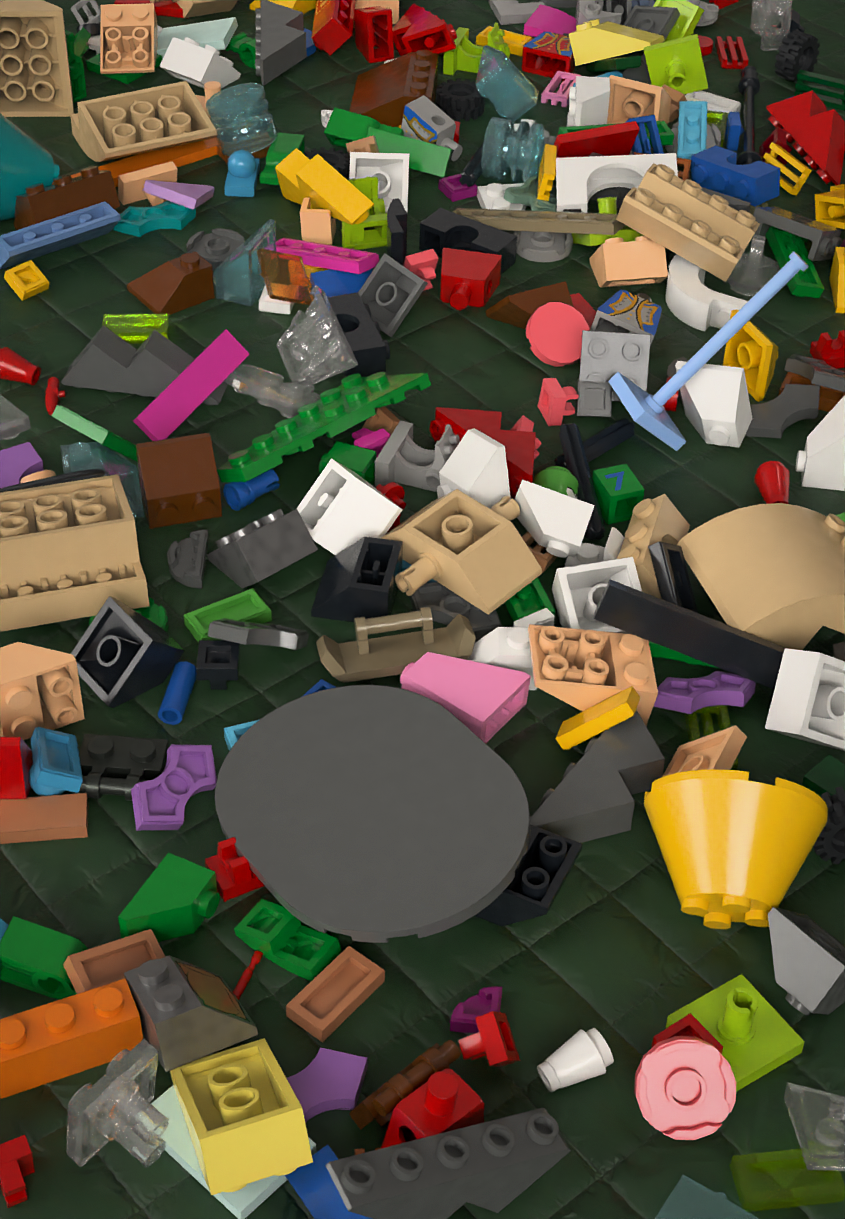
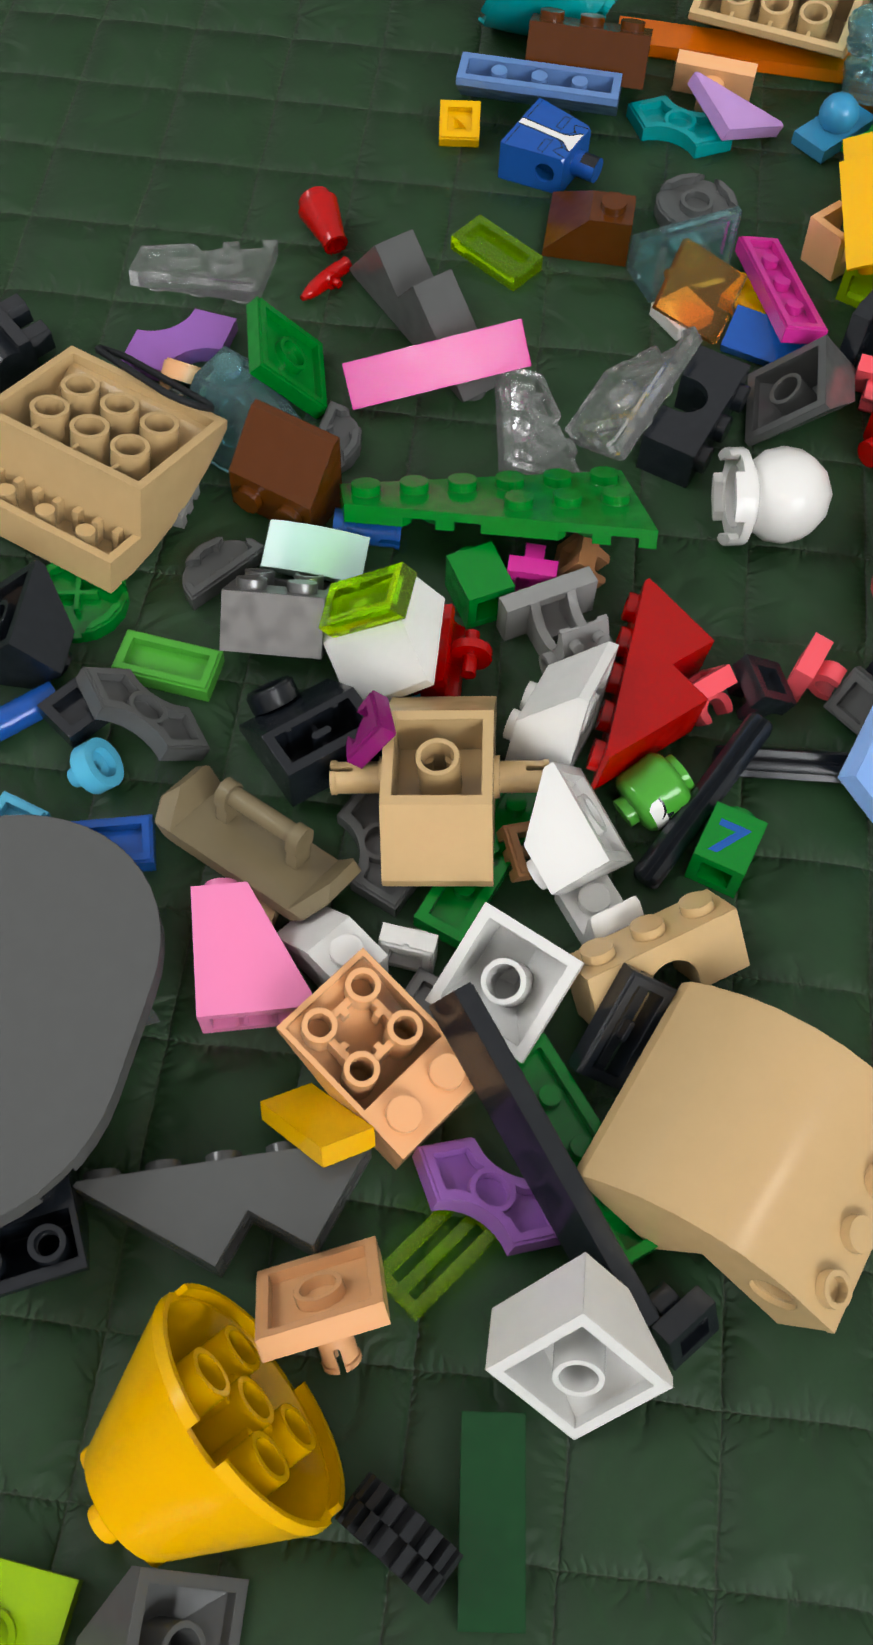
camera: 45 degrees right, 20 degrees up
(102, 263) = (548, 150): none -> blue torso
(239, 510) = (314, 550): none -> light aqua slope
(261, 680) = (95, 766): none -> medium azure tile
(311, 584) = (272, 695): none -> black tile
(328, 488) = (368, 600): none -> clear neon green tile
(408, 538) = (373, 732): none -> magenta tile
(440, 341) = (773, 496): none -> white tile
(547, 421) = (763, 687): none -> black tile

